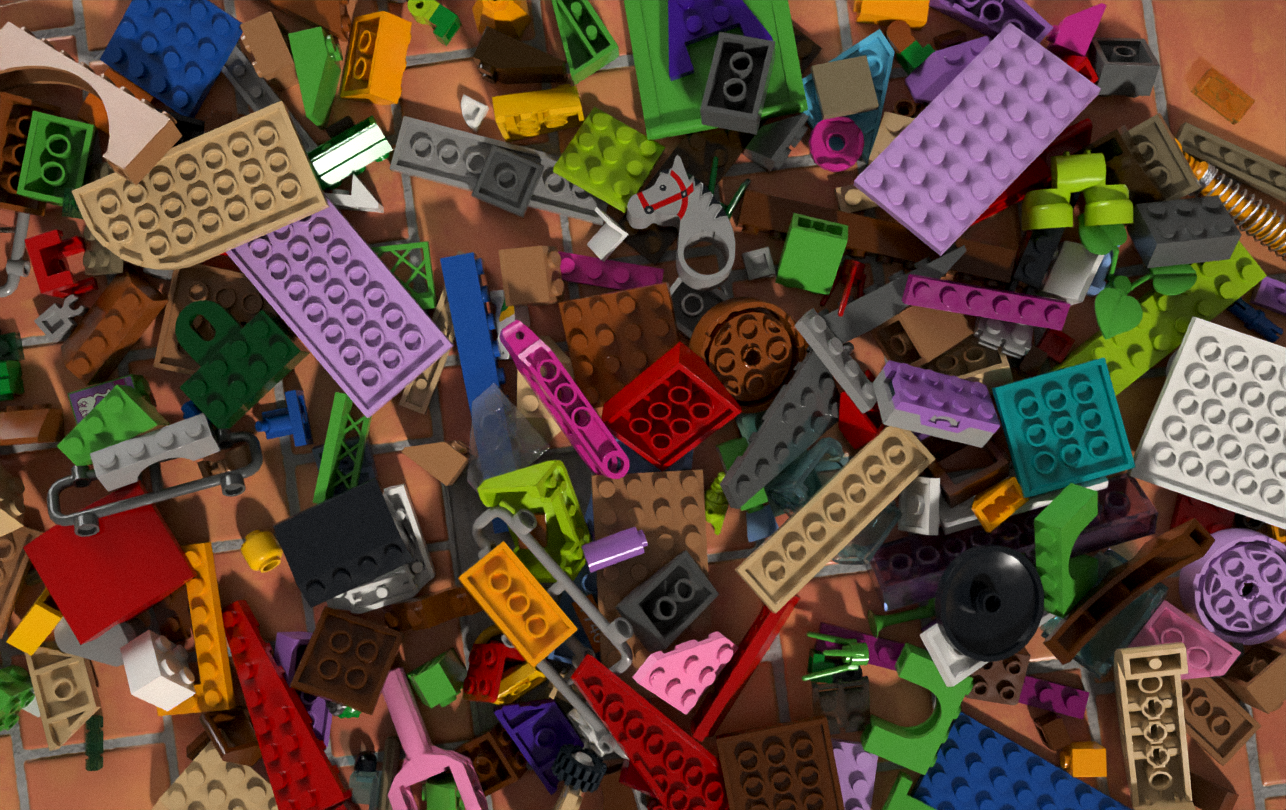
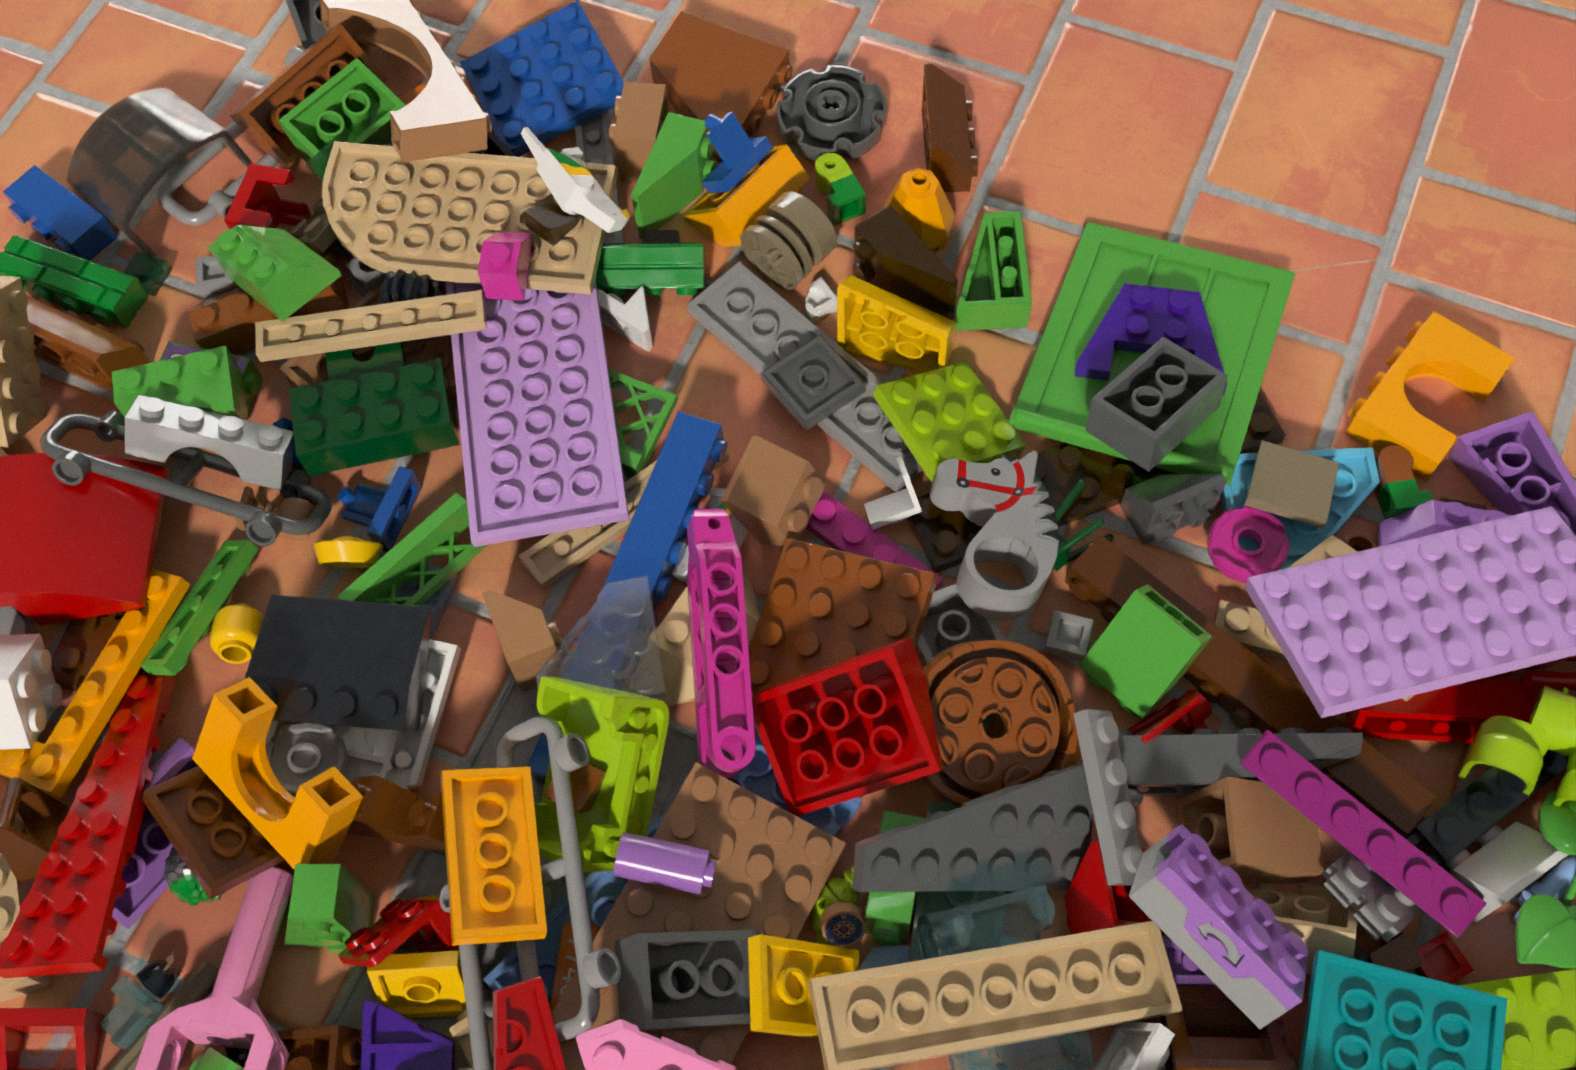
camera: 35 degrees right, 25 degrees down
(105, 310) = (273, 267): none -> bright green slope
(200, 314) = (370, 325): none -> tan plate
(207, 273) = (407, 286): none -> black gear
(227, 550) = (198, 609): none -> bright green plate
(261, 222) = (505, 265): none -> dark pink slope
(267, 137) = (574, 185): none -> white animal
(268, 172) = (549, 221): none -> dark brown slope
(293, 465) = (347, 552): none -> yellow hat
(328, 634) = (236, 760): none -> light orange arch
(353, 35) = (736, 151): none -> blue piece
(364, 607) = (304, 753): none -> light grey tile
(429, 83) = (788, 240): none -> dark tan wheel
(717, 562) = (780, 981): none -> yellow plate
(726, 517) = (842, 924): none -> tile

